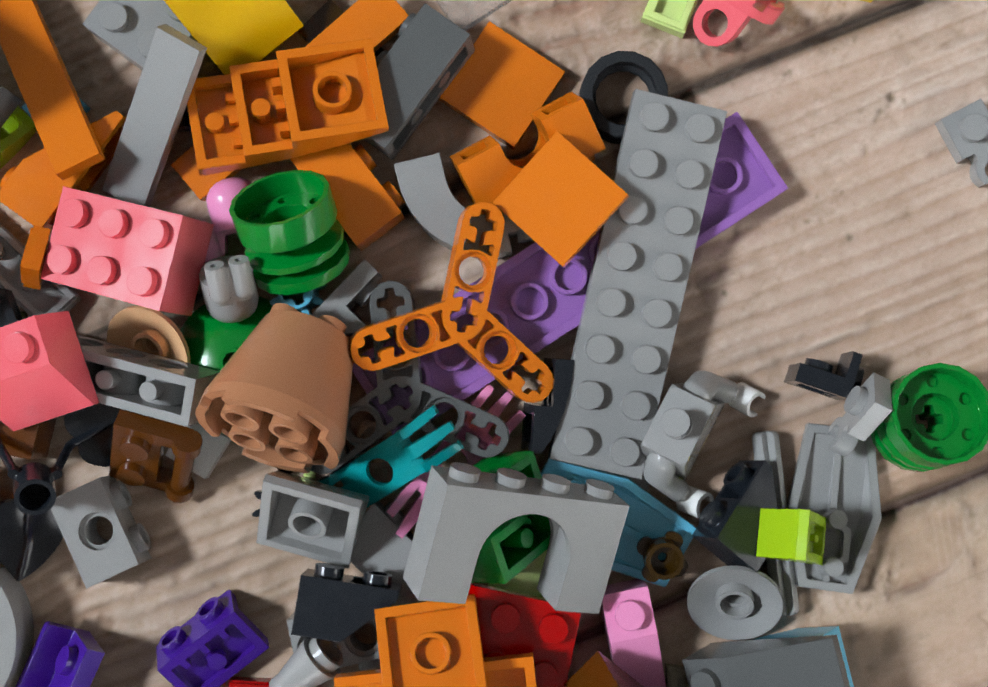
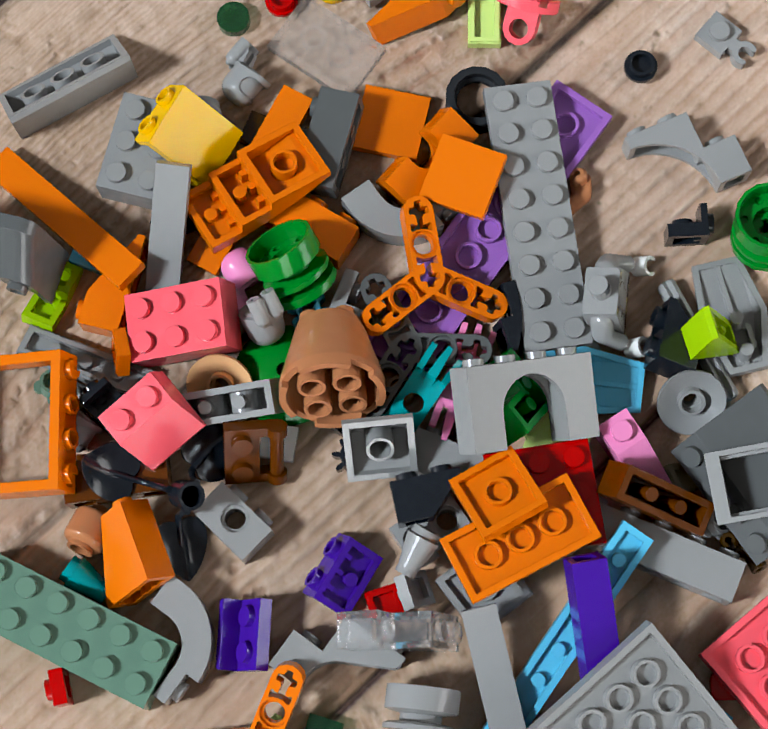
camera: 15 degrees left, 10 degrees down
(665, 569) = (632, 379): dark brown plate -> none
(707, 267) = (579, 189): none -> nougat arm
(851, 134) = (640, 66): none -> black plate
(860, 248) = (674, 136): none -> light grey arch
(864, 410) = (722, 236): light grey plate -> none

